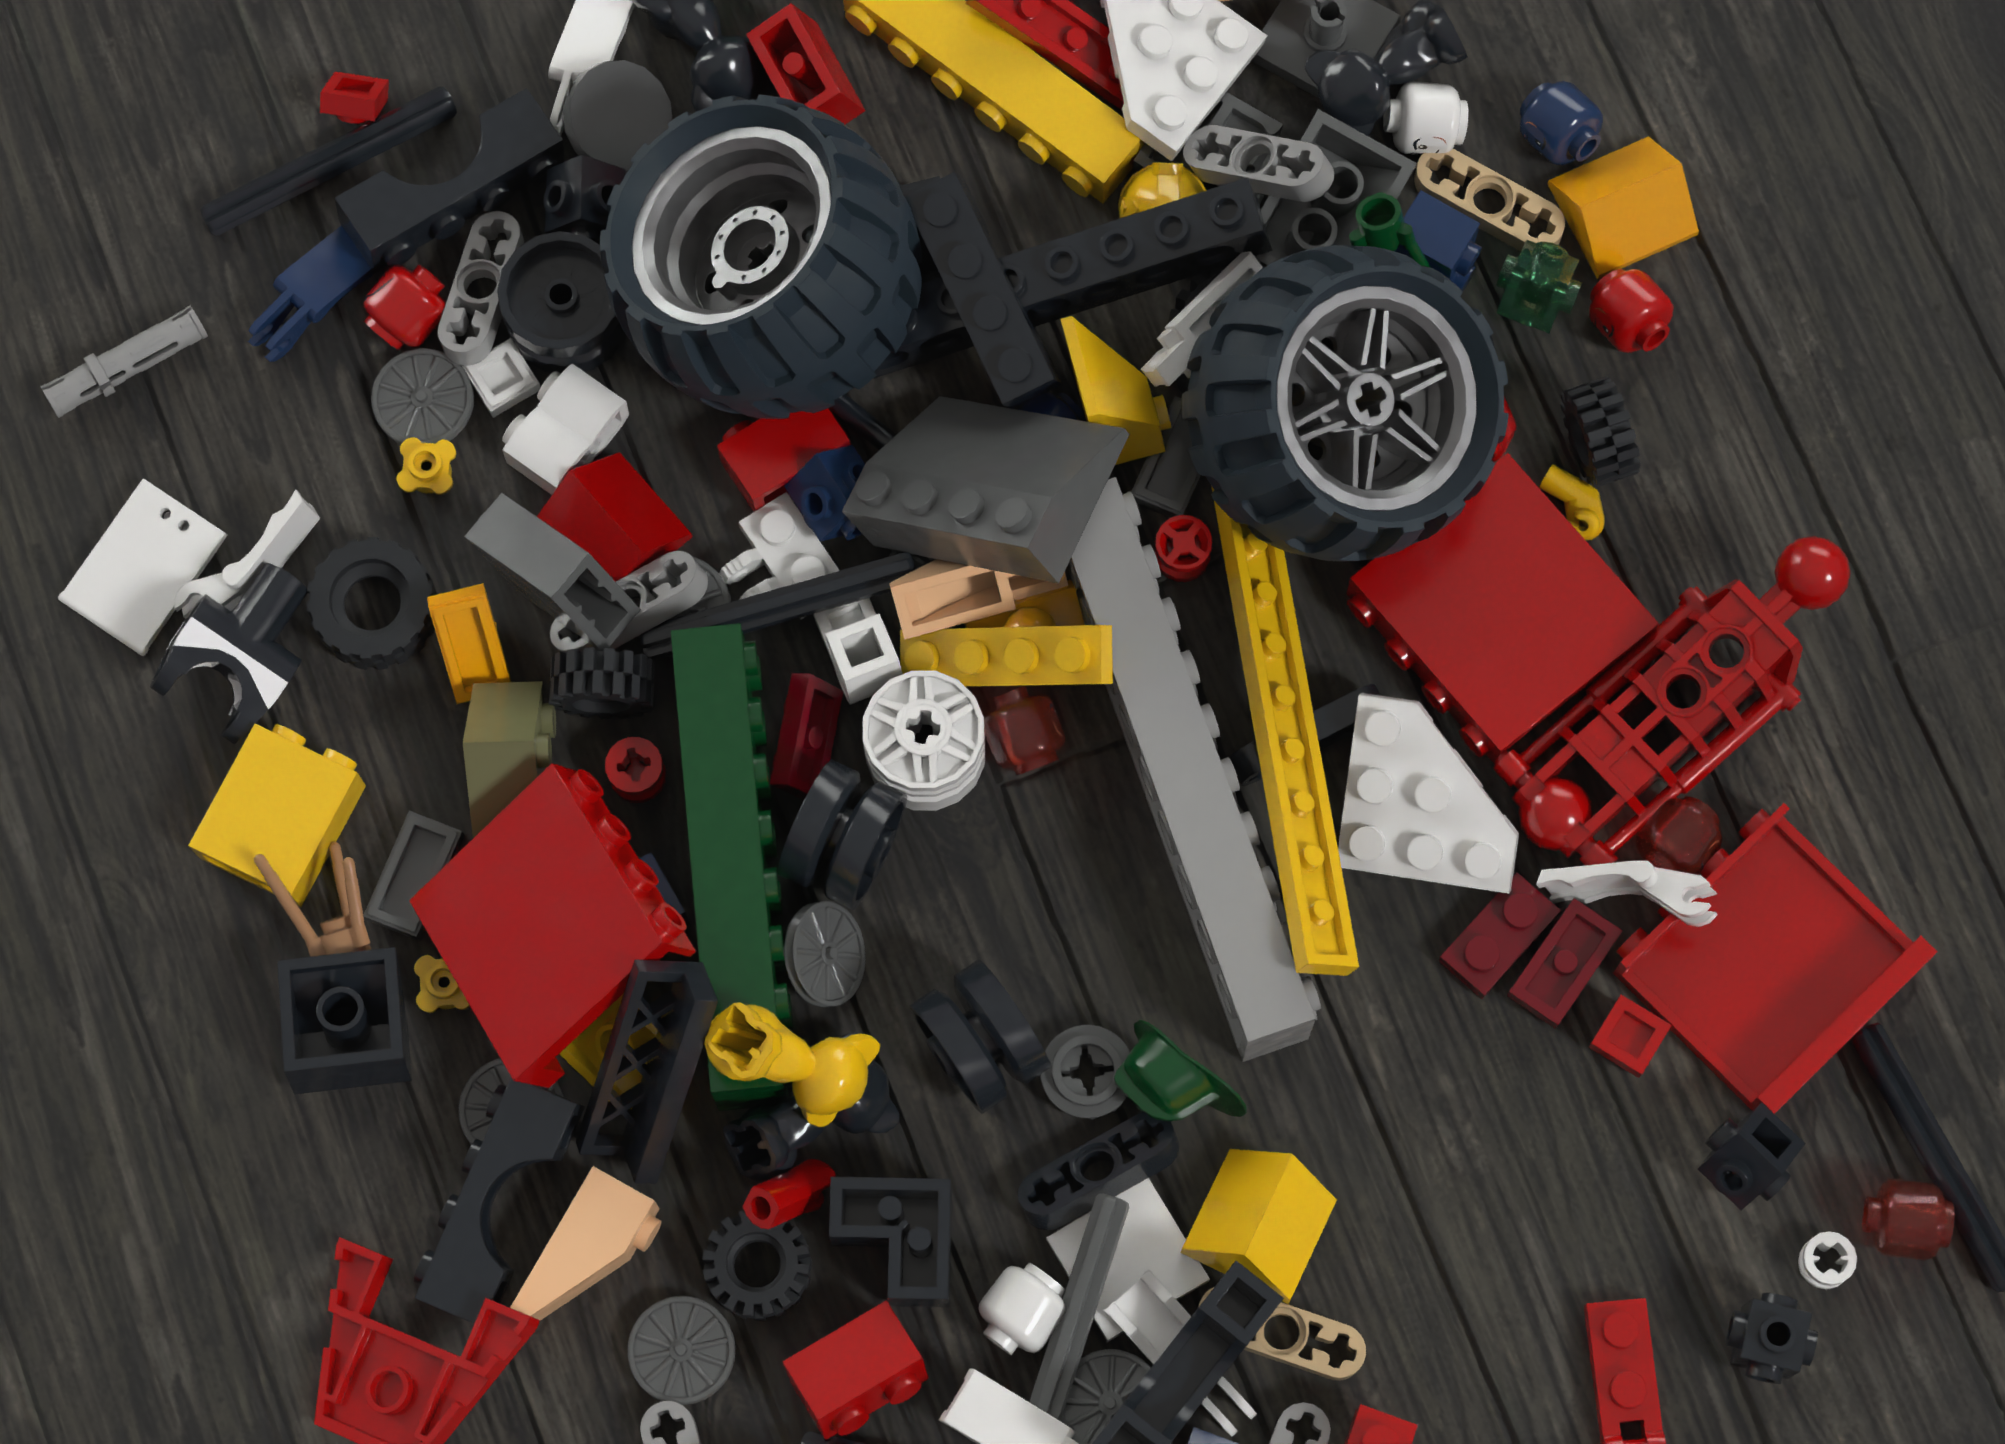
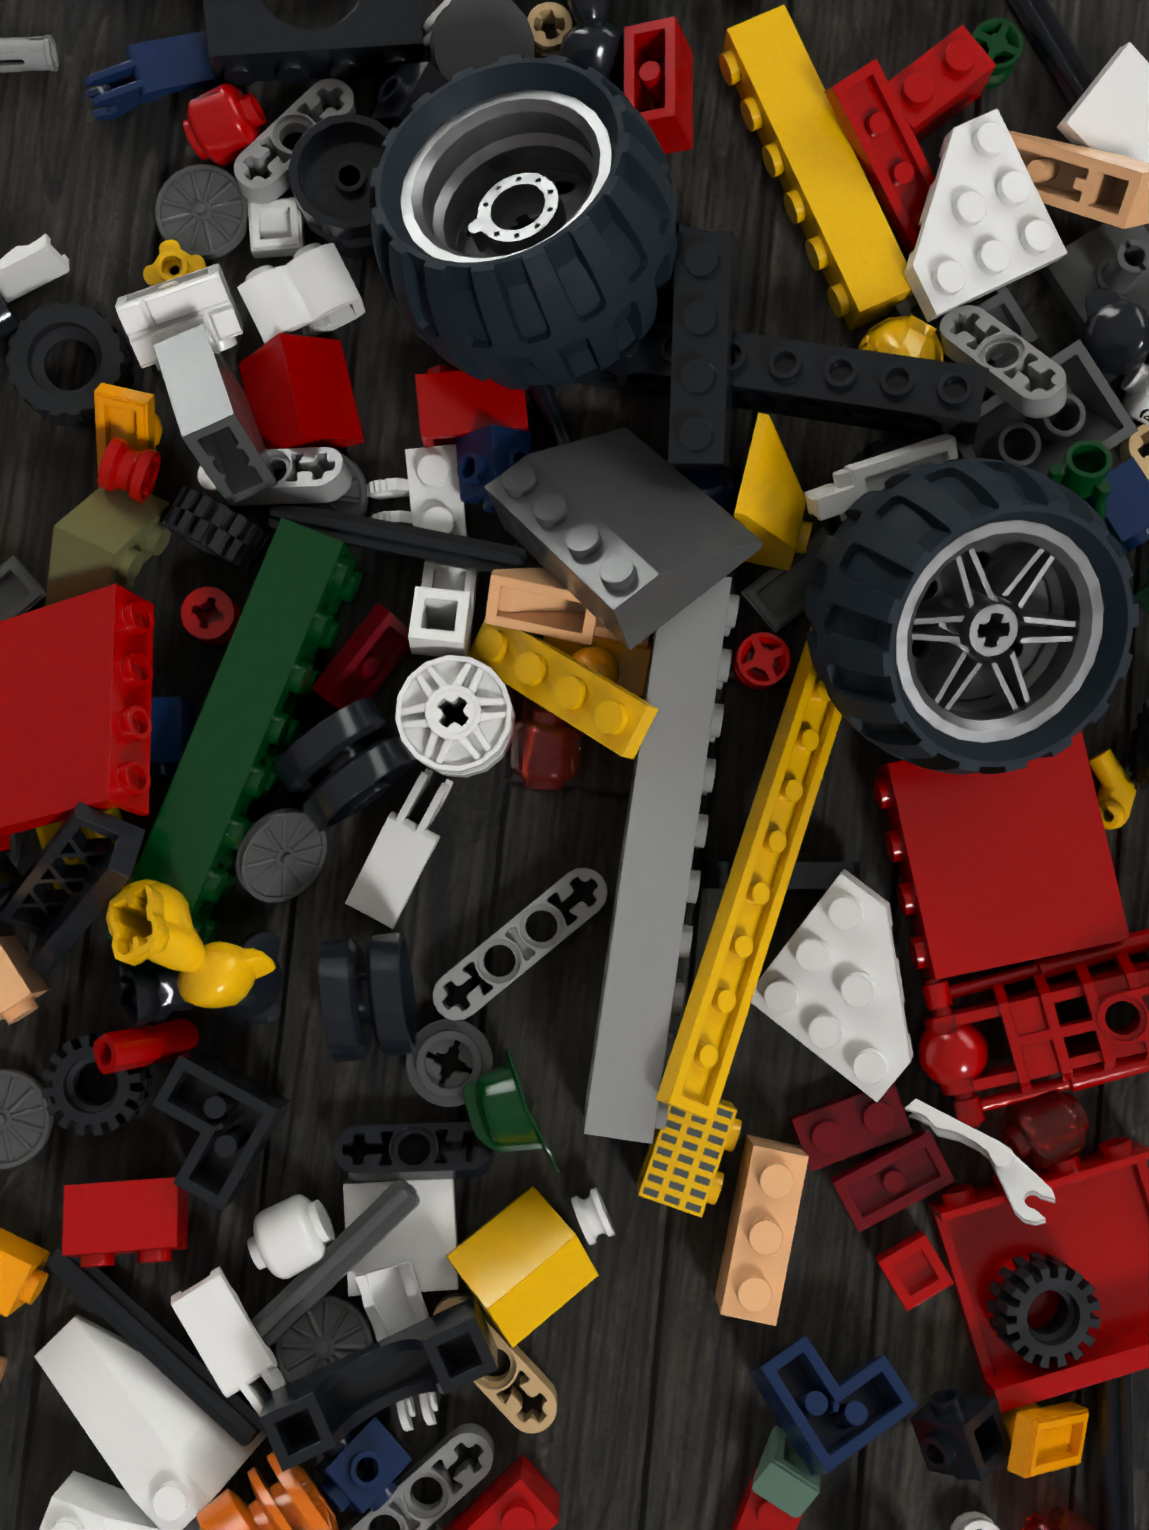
camera: 25 degrees right, 10 degrees up
(454, 500) = (178, 306): none -> white brick
(494, 665) = (129, 469): none -> red wheel
(674, 53) = (549, 14): none -> tan bush
(935, 908) = (398, 857): none -> white arm
(1100, 928) = (516, 938): none -> light grey beam
(1301, 1141) = (592, 1216): none -> white bush
(1357, 1033) = (686, 1157): none -> yellow brick
(1464, 1068) = (761, 1230): none -> light nougat brick
(1611, 1201) = (828, 1417): none -> dark blue brick
(1613, 1285) = (784, 1476): none -> sand green slope
(1794, 988) = (1067, 1326): none -> black tyre
(1831, 1118) = (1045, 1437): none -> light orange tile

